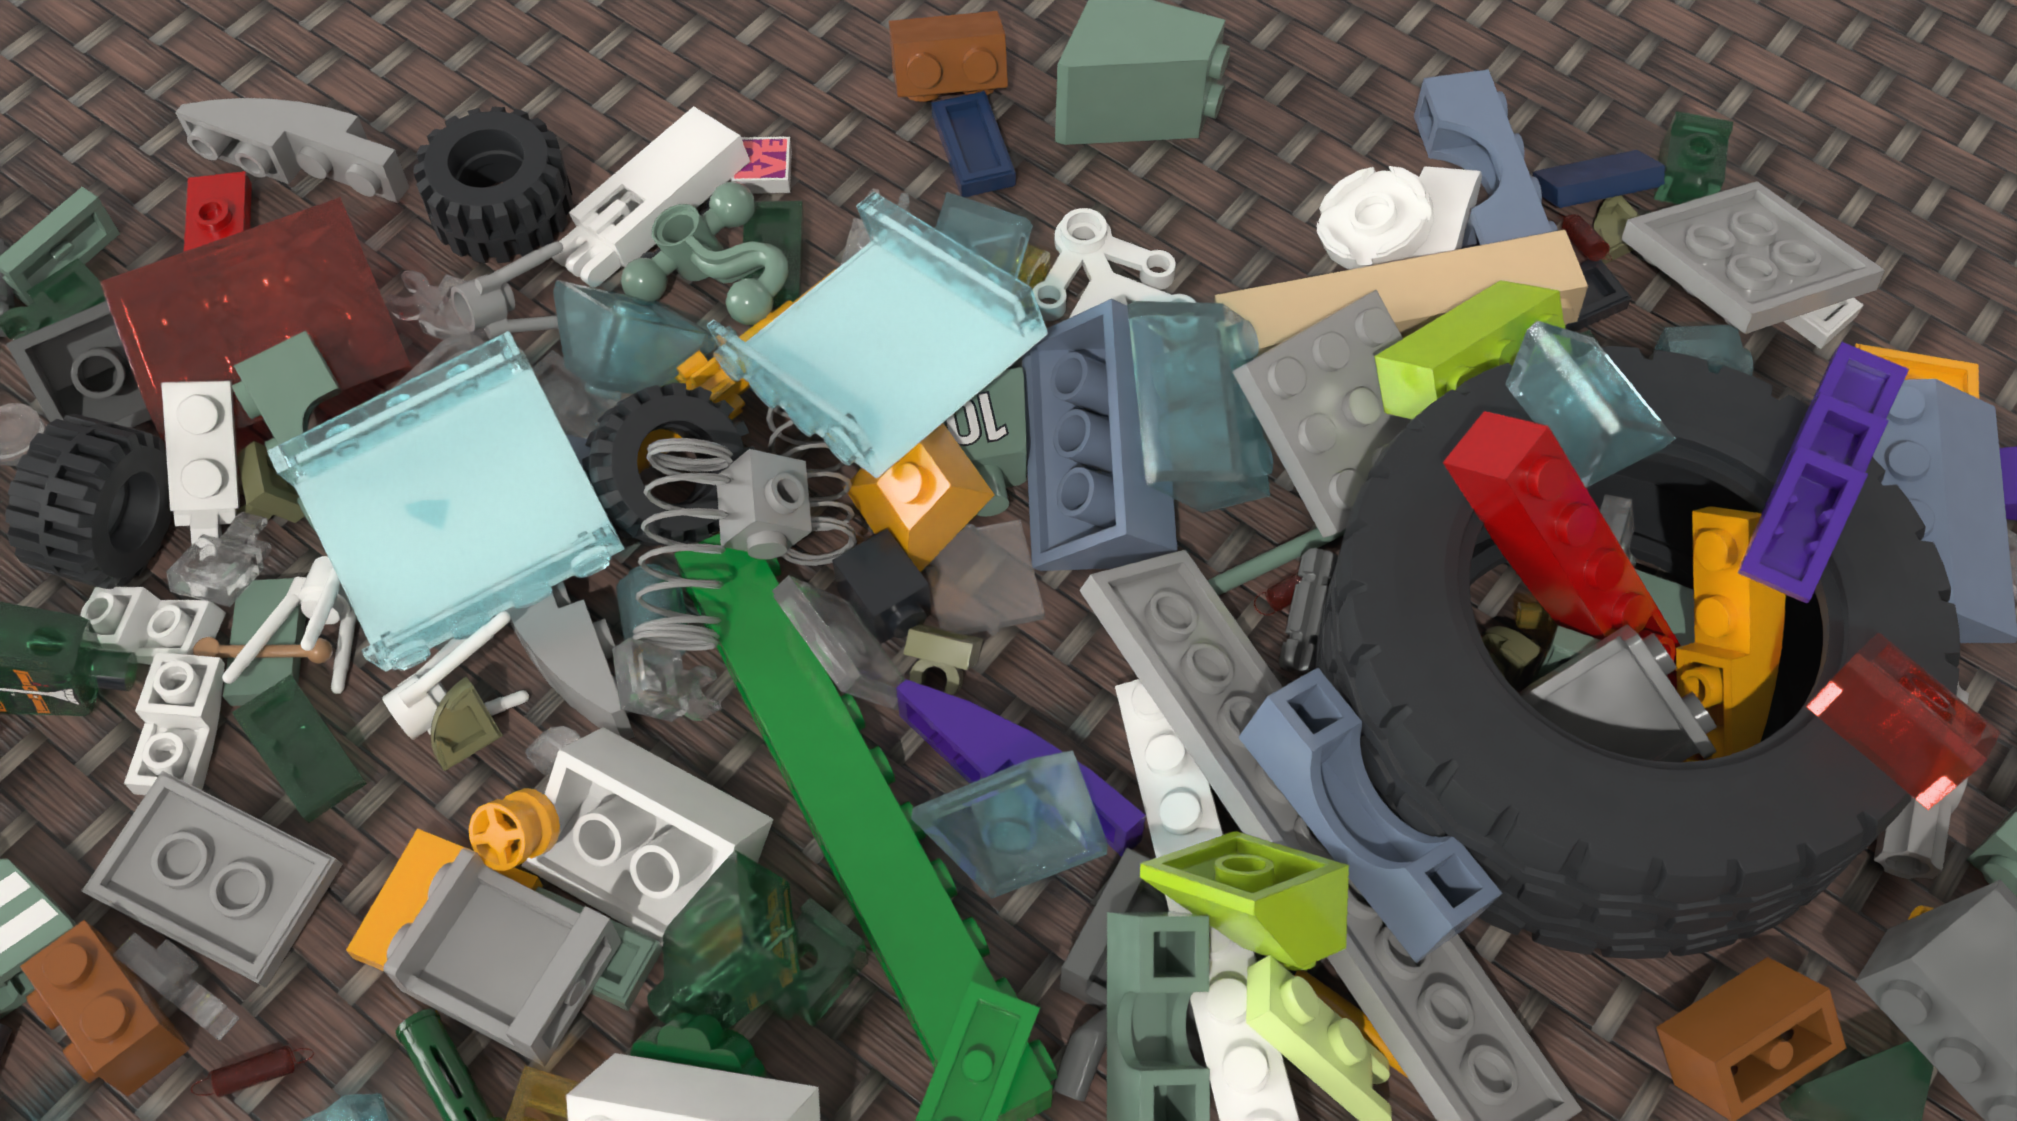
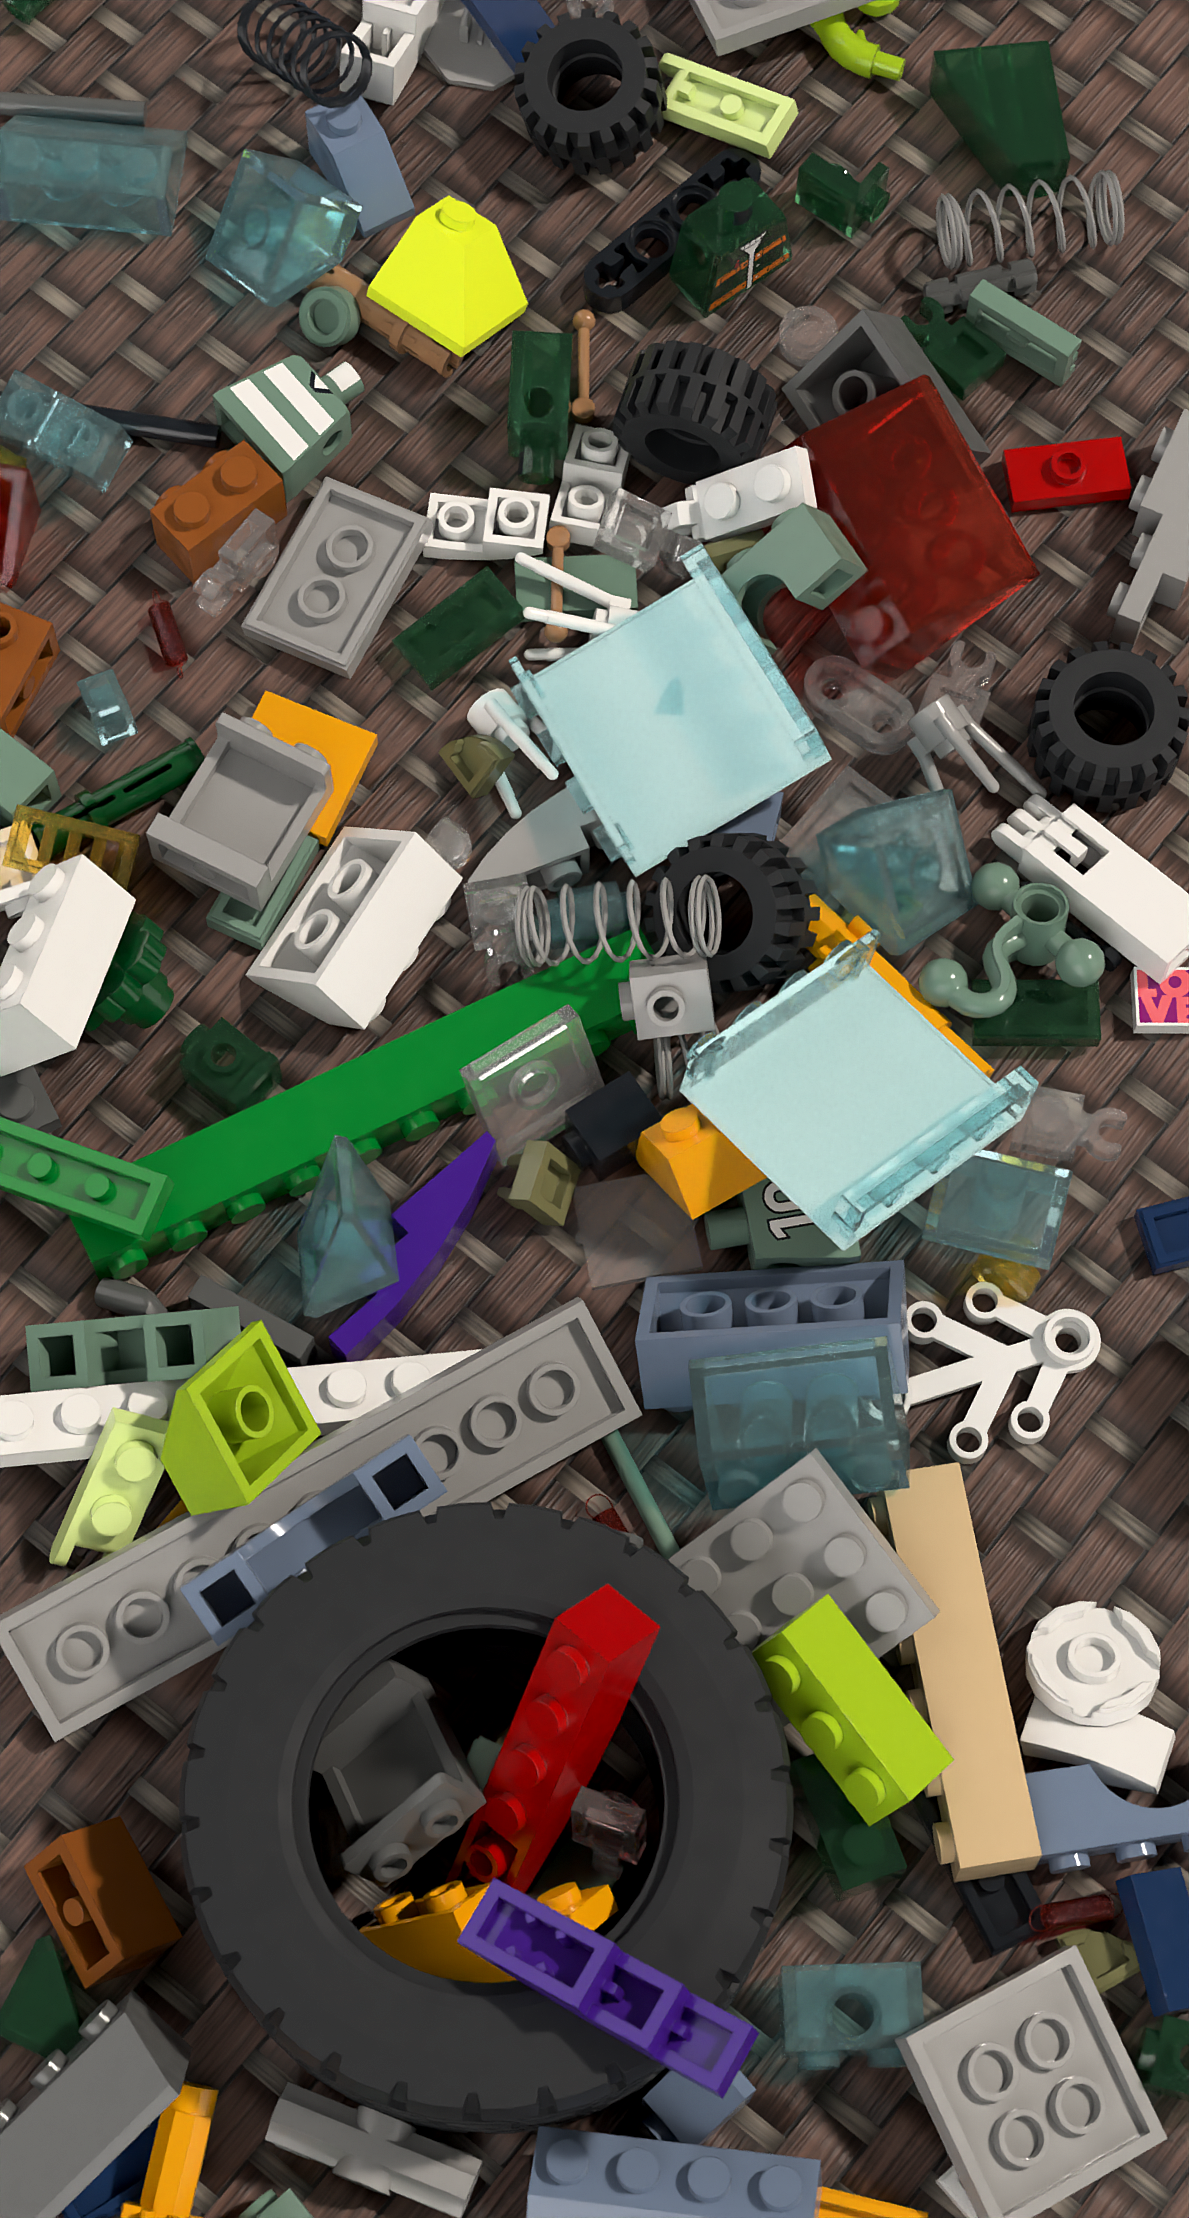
camera: 90 degrees right, 10 degrees up
(514, 829) = (357, 808): light orange wheel -> none
(728, 946) = (235, 991): clear green torso -> none
(1585, 401) = (696, 1757): clear light blue slope -> none
(1905, 721) = (325, 2011): clear red slope -> none

